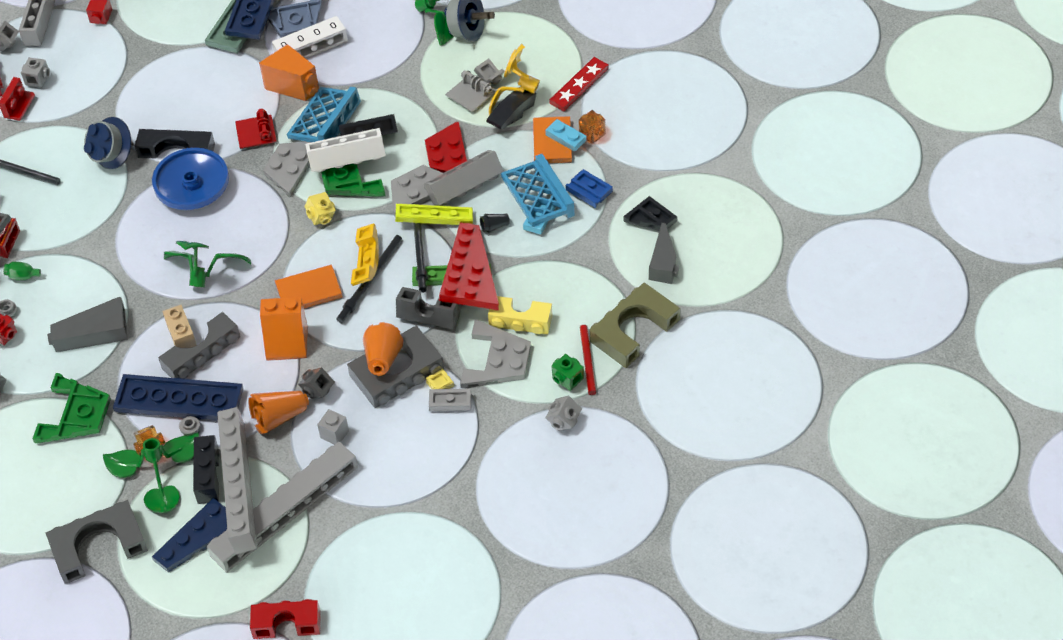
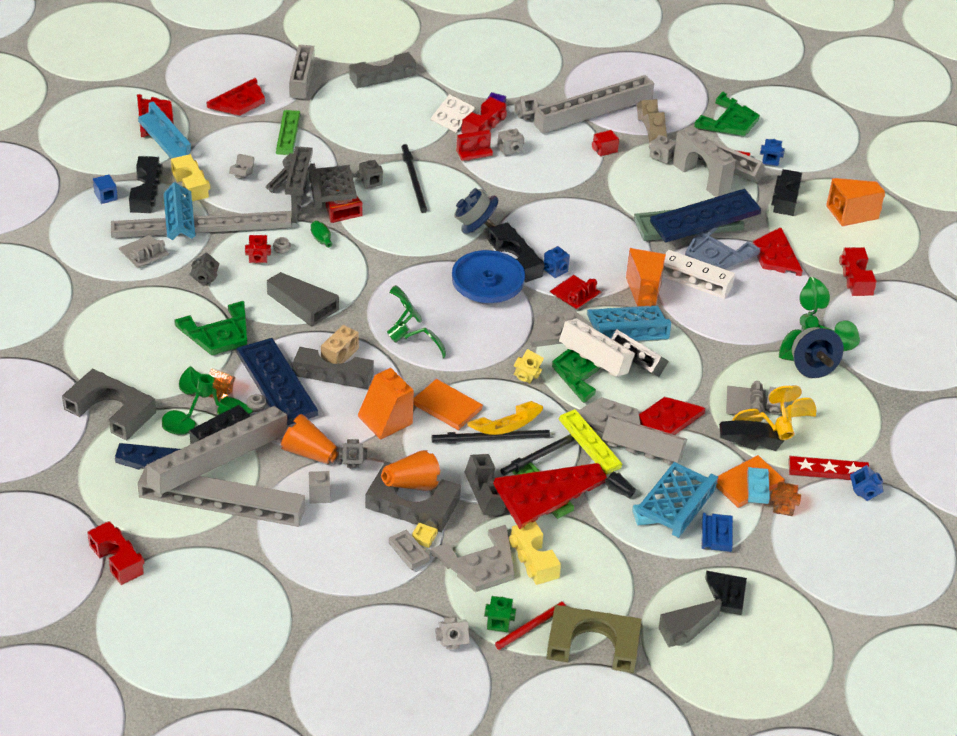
camera: 50 degrees right, 10 degrees down
(214, 122) = (556, 262): none -> blue brick
(617, 69) = (867, 483): none -> blue brick

